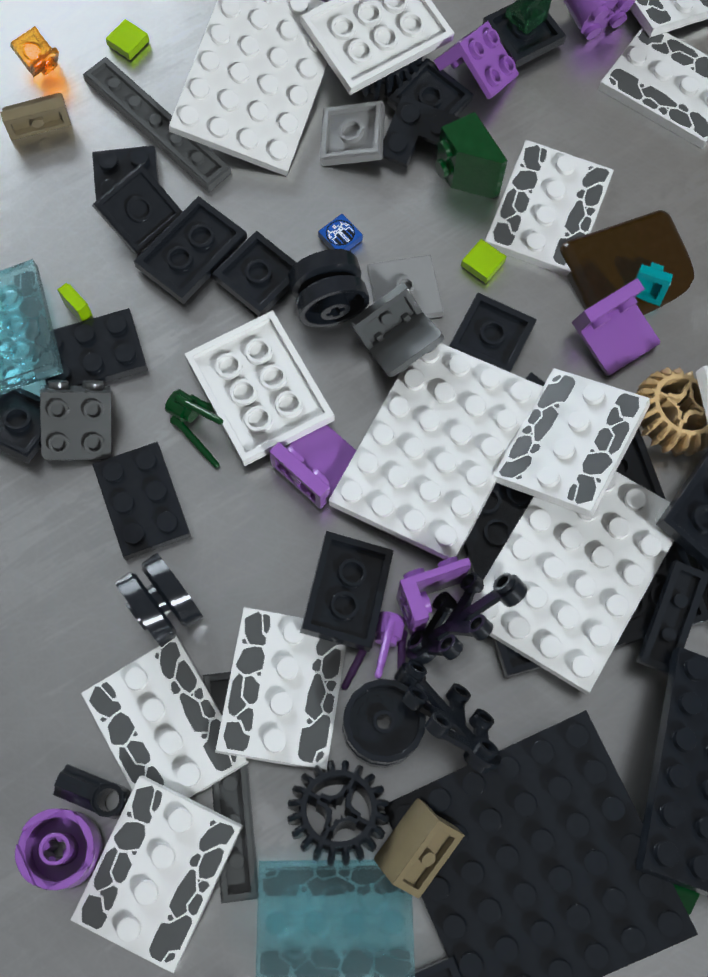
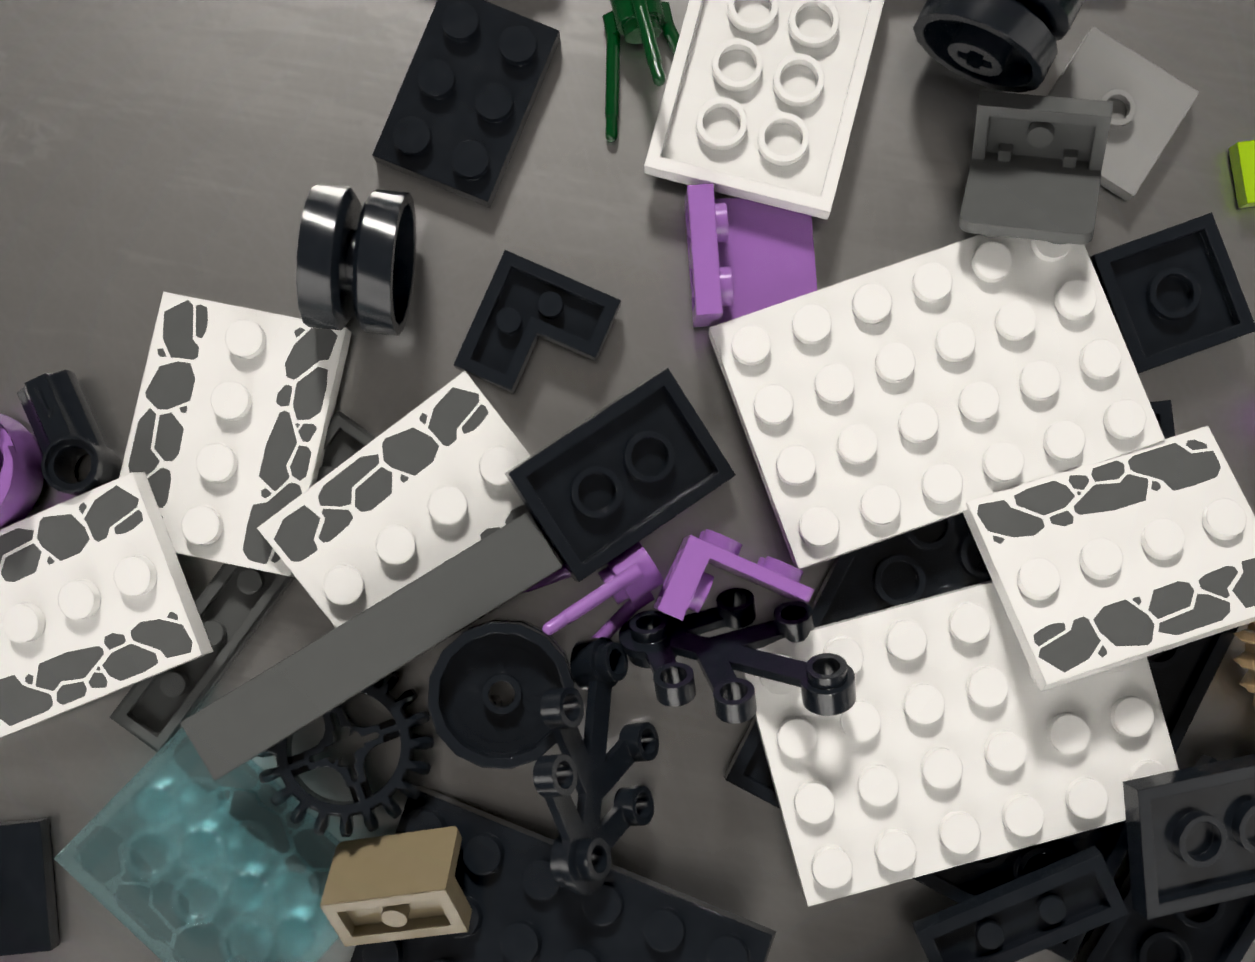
camera: 45 degrees right, 15 degrees up
(246, 556) = (528, 304): none -> black plate
(310, 756) = (370, 646): none -> dark grey tile

